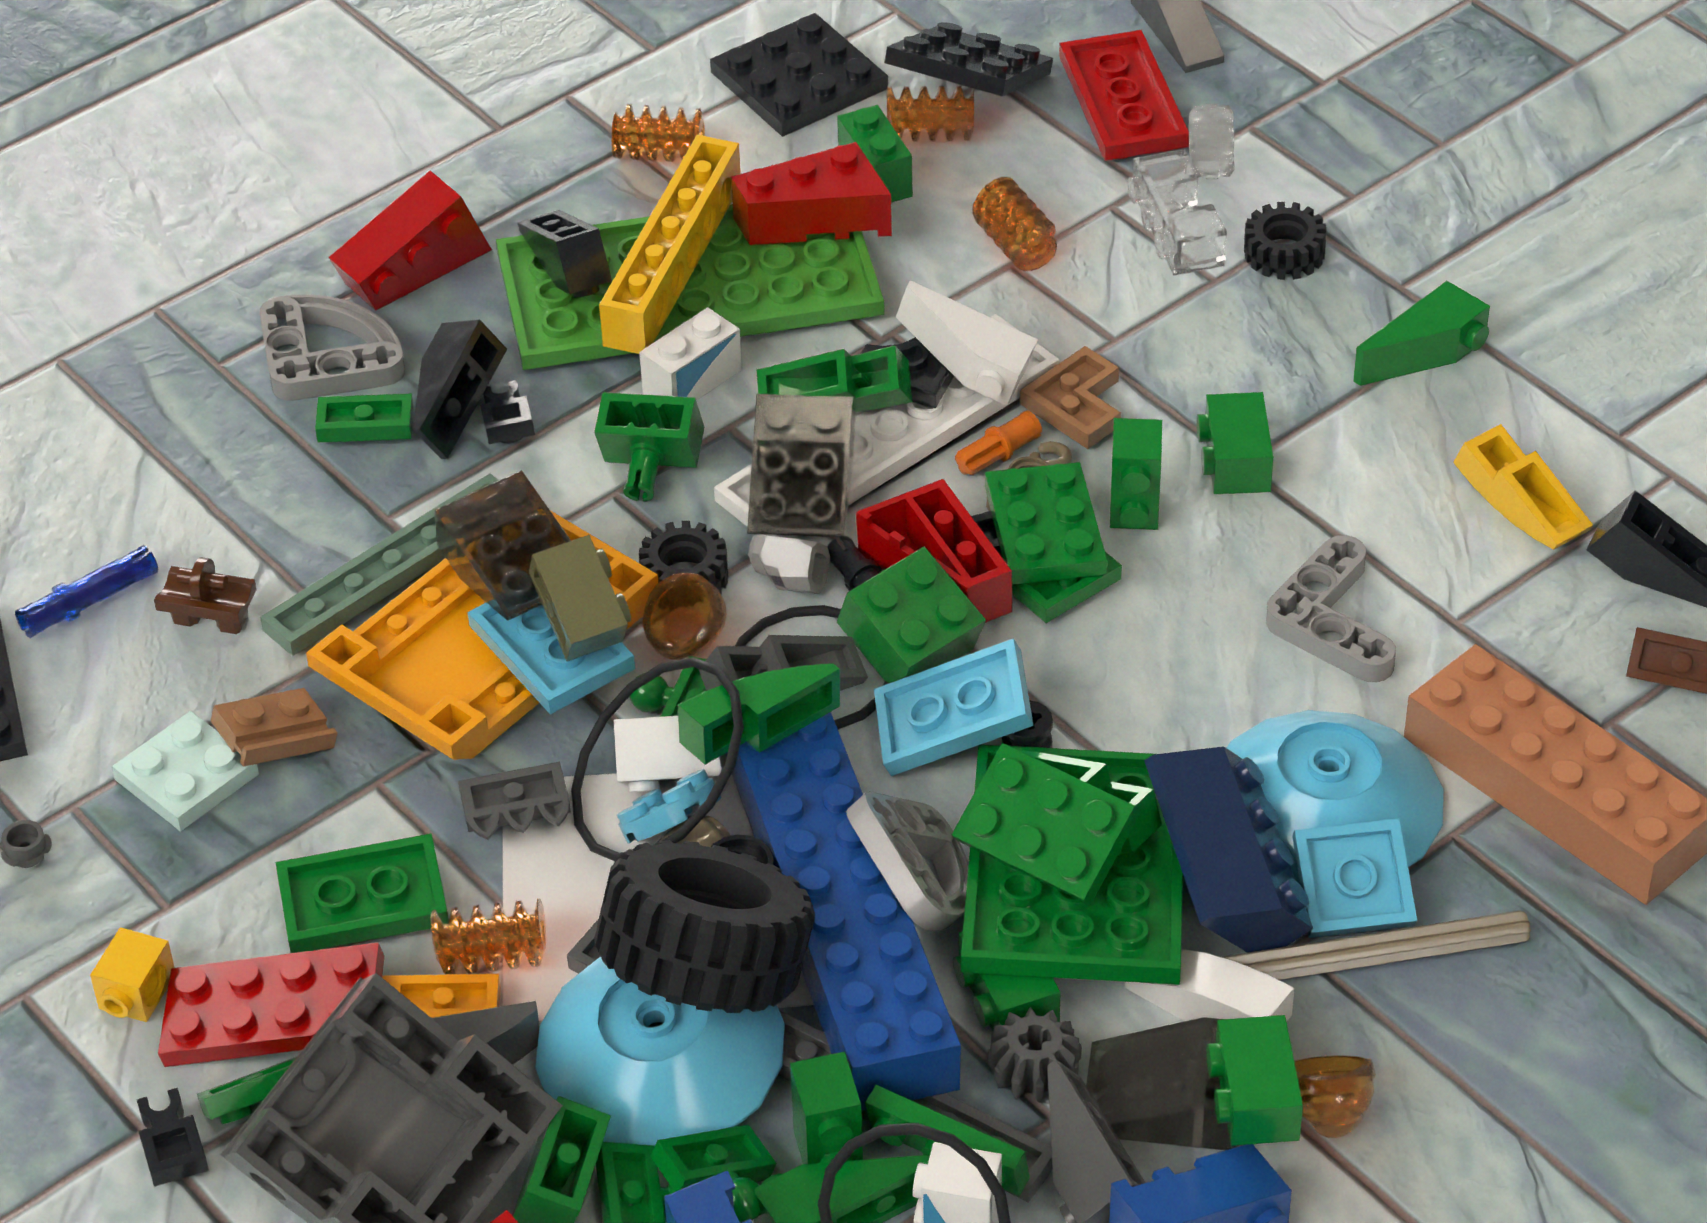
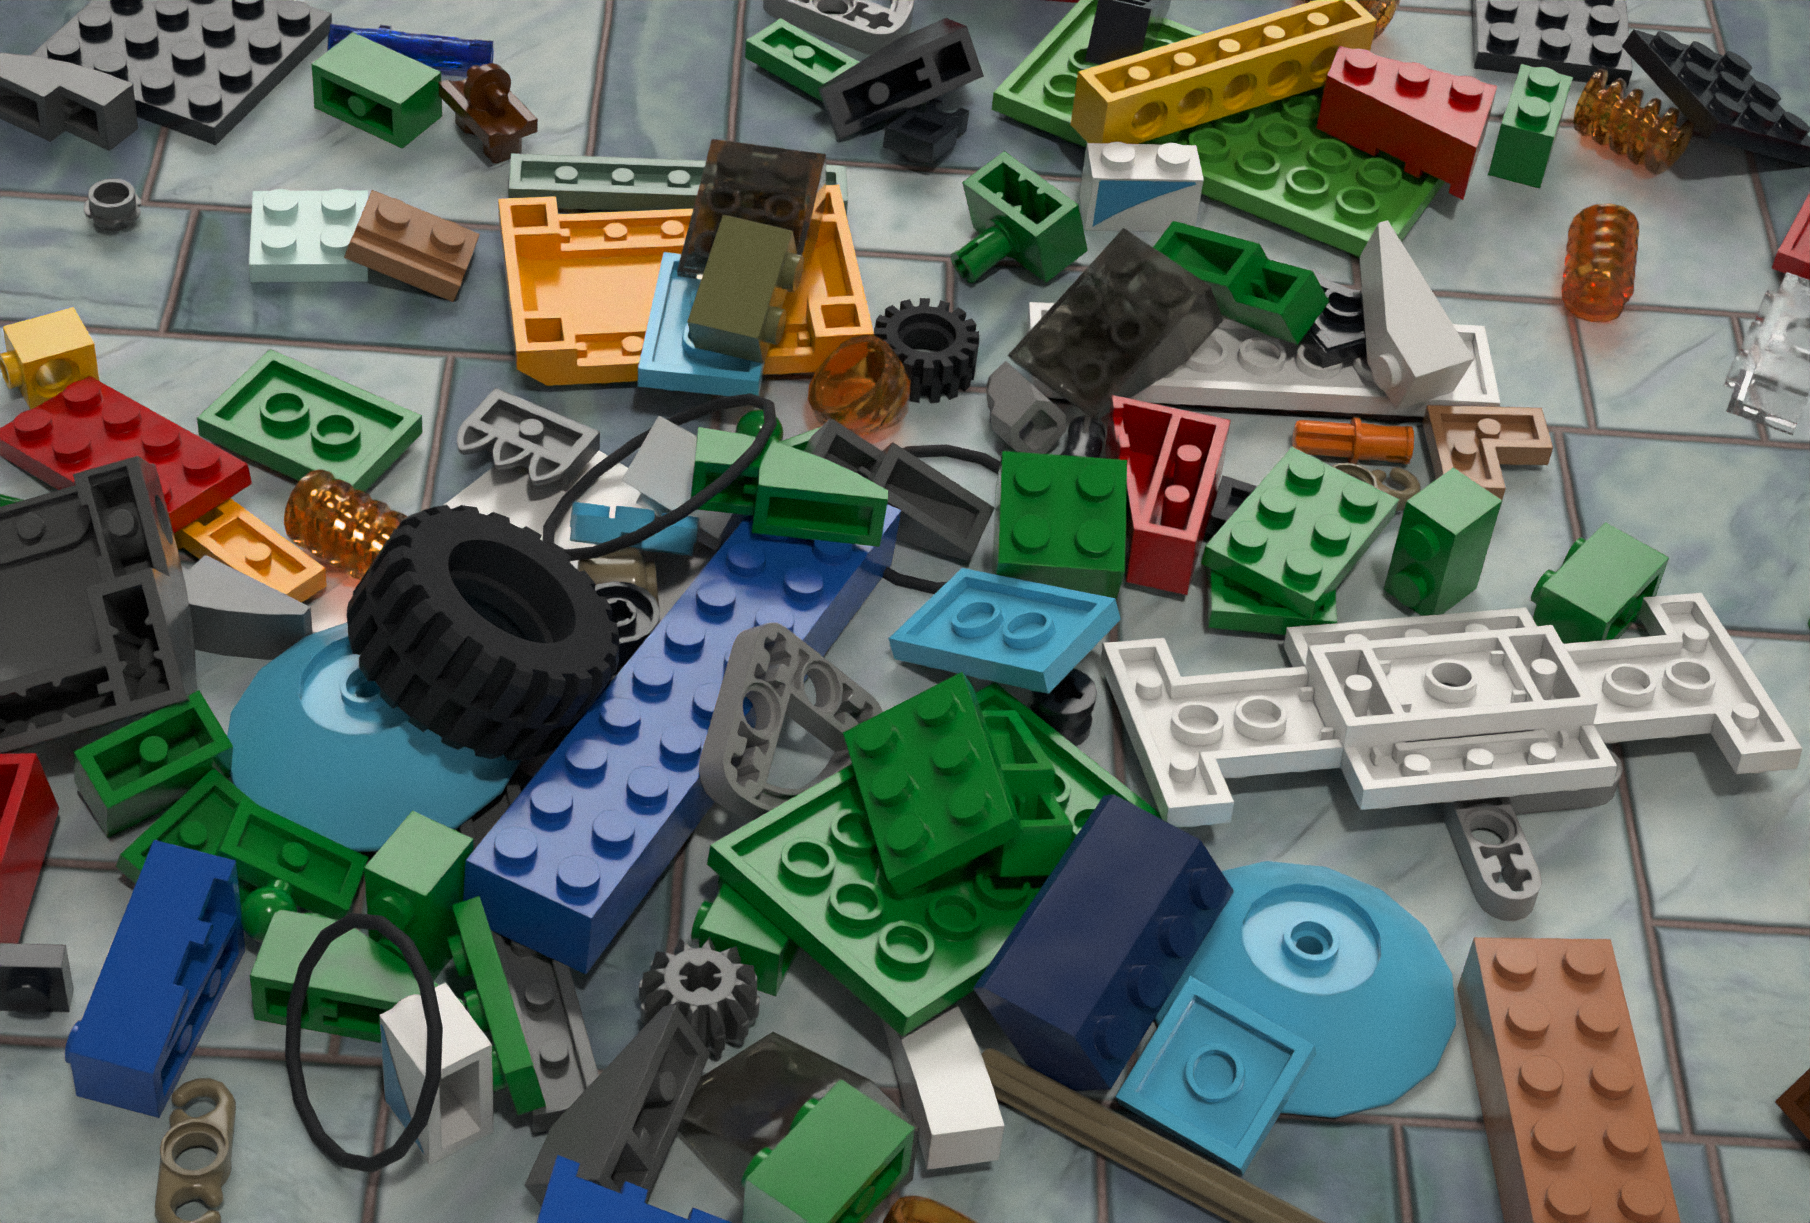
camera: 35 degrees right, 0 degrees up
(106, 635) = (377, 90): none -> green brick
(1193, 595) = (1379, 683): none -> white piece

